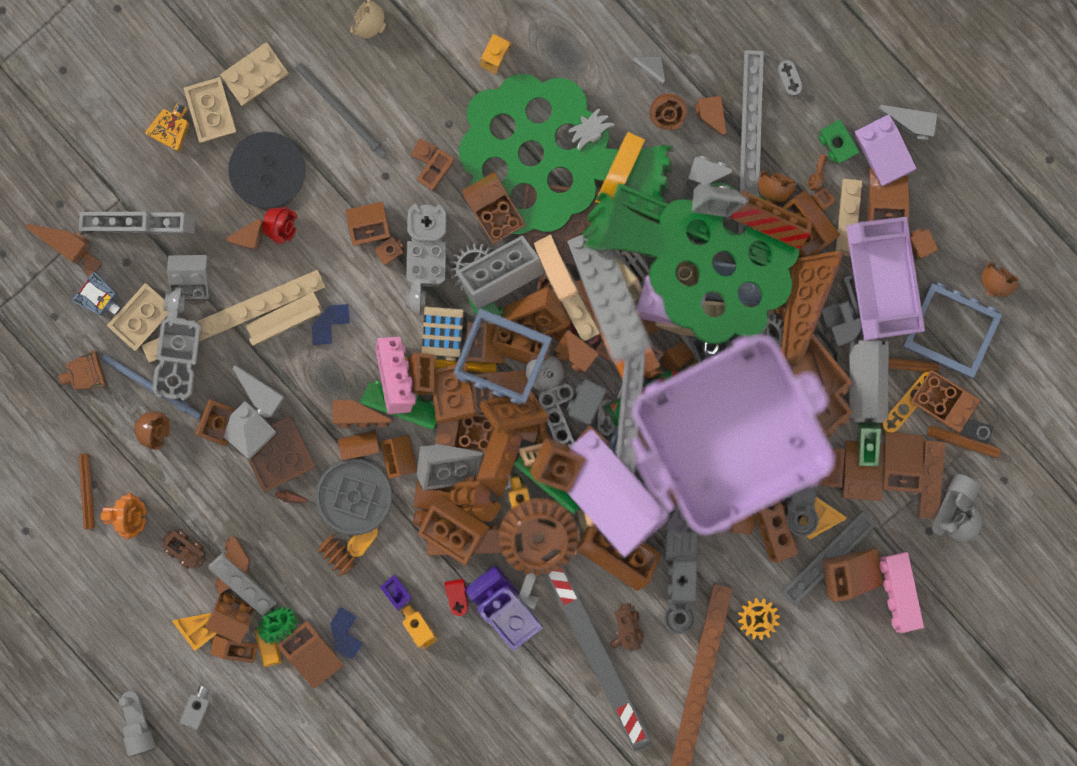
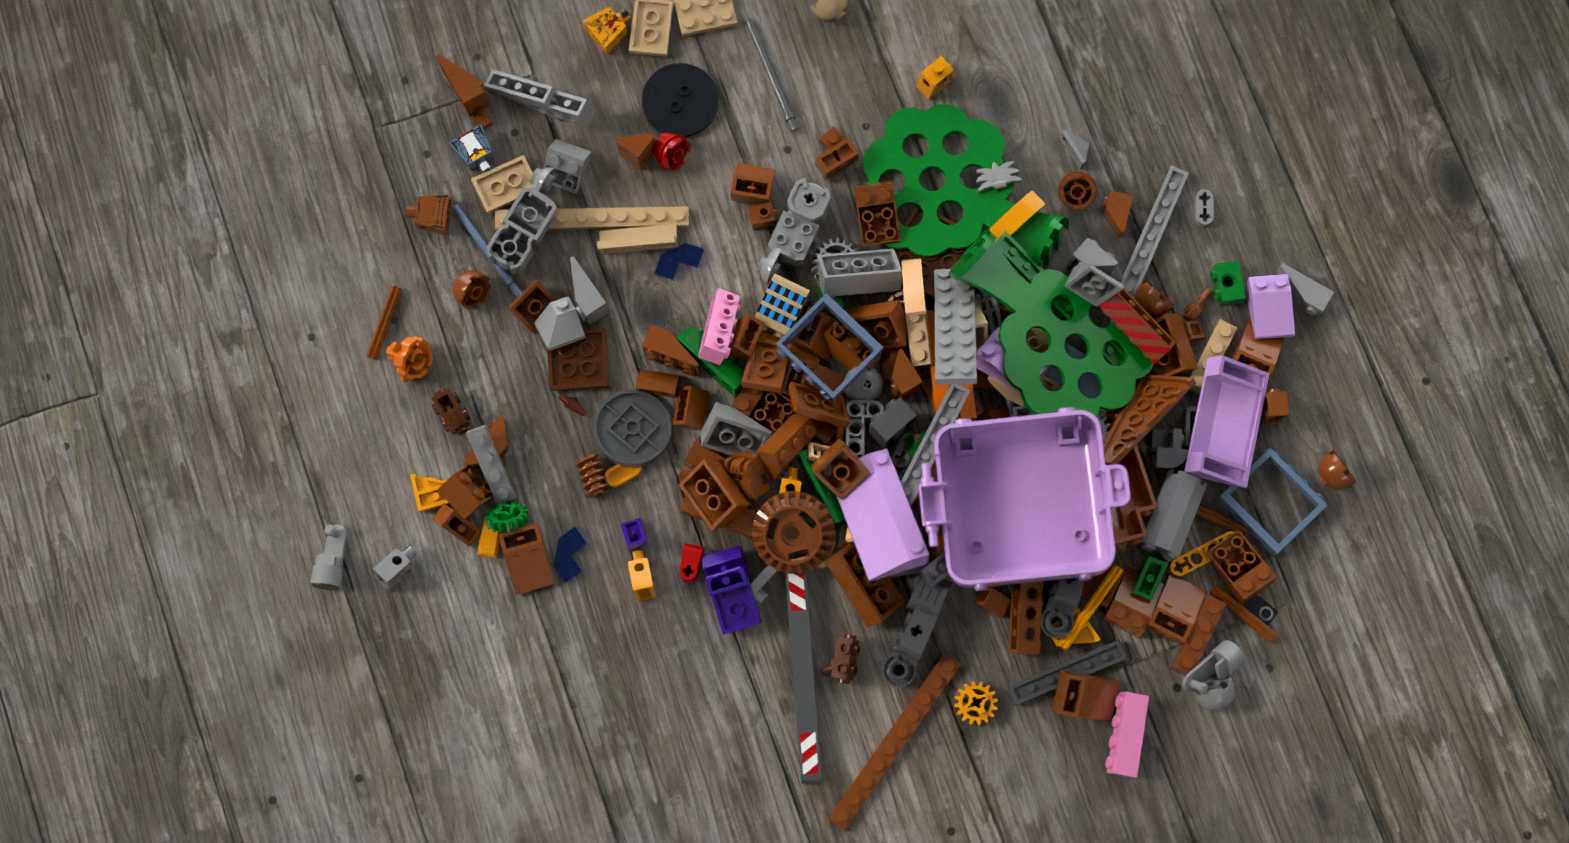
camera: 25 degrees right, 10 degrees down
(827, 492) = (1091, 606): none -> light orange axle

